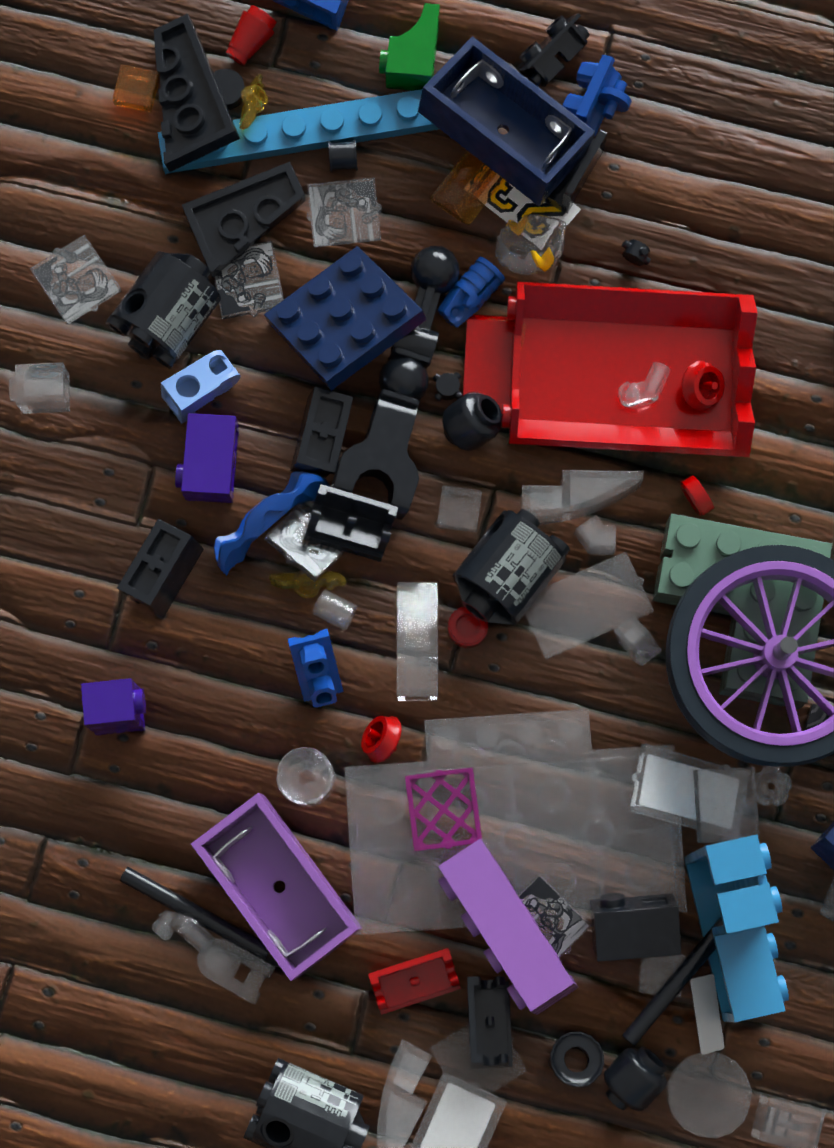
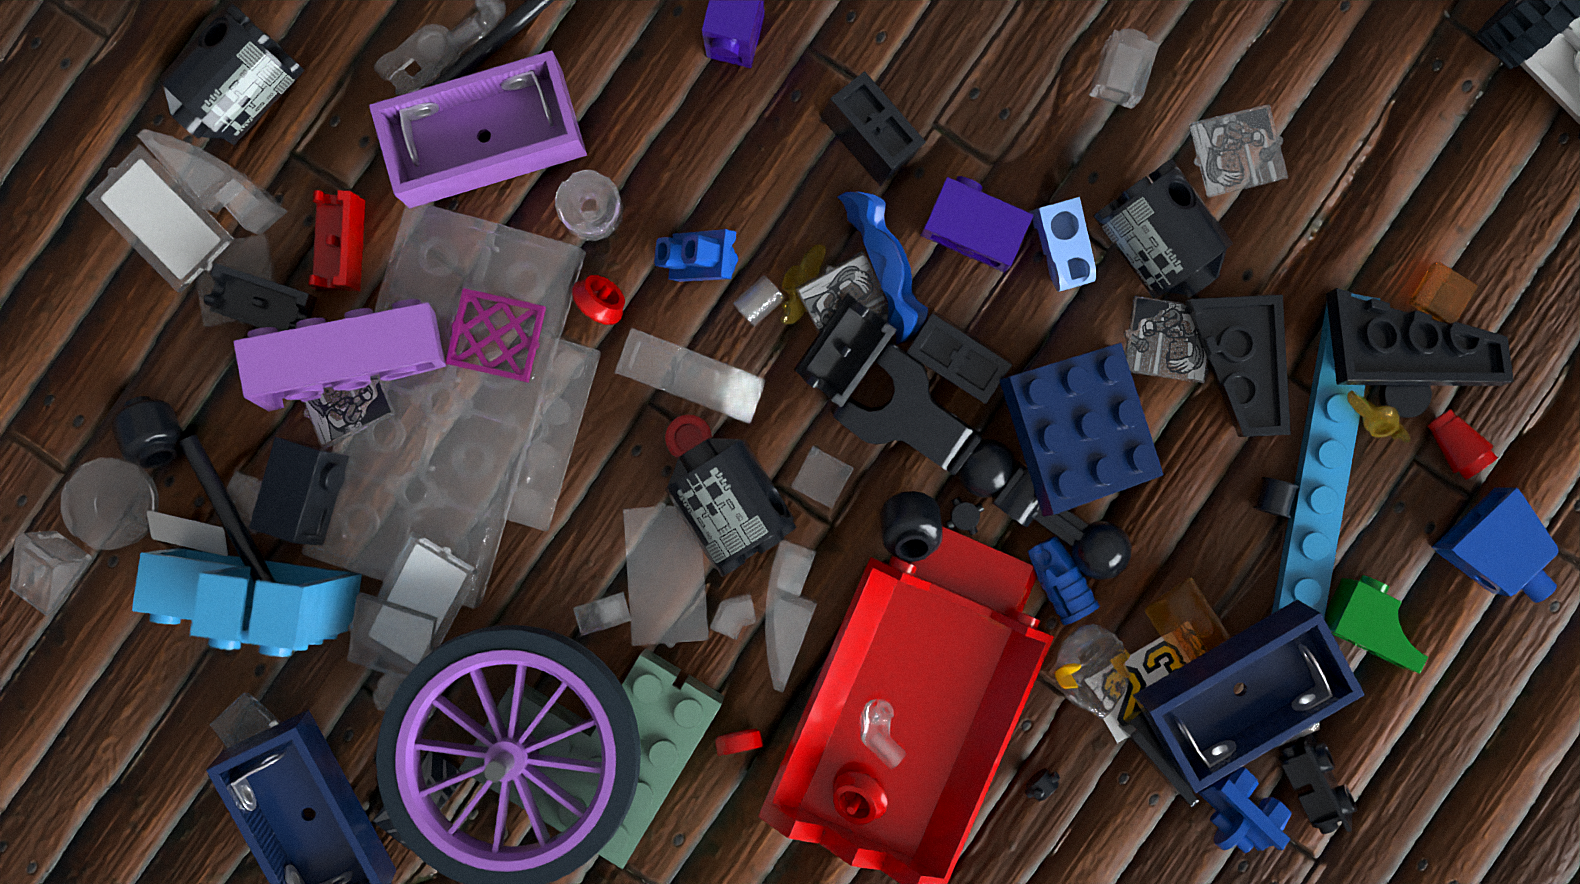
camera: 110 degrees right, 10 degrees up
(344, 212) = (1209, 476): clear piece -> none
(589, 1047) = (173, 380): black piece -> none

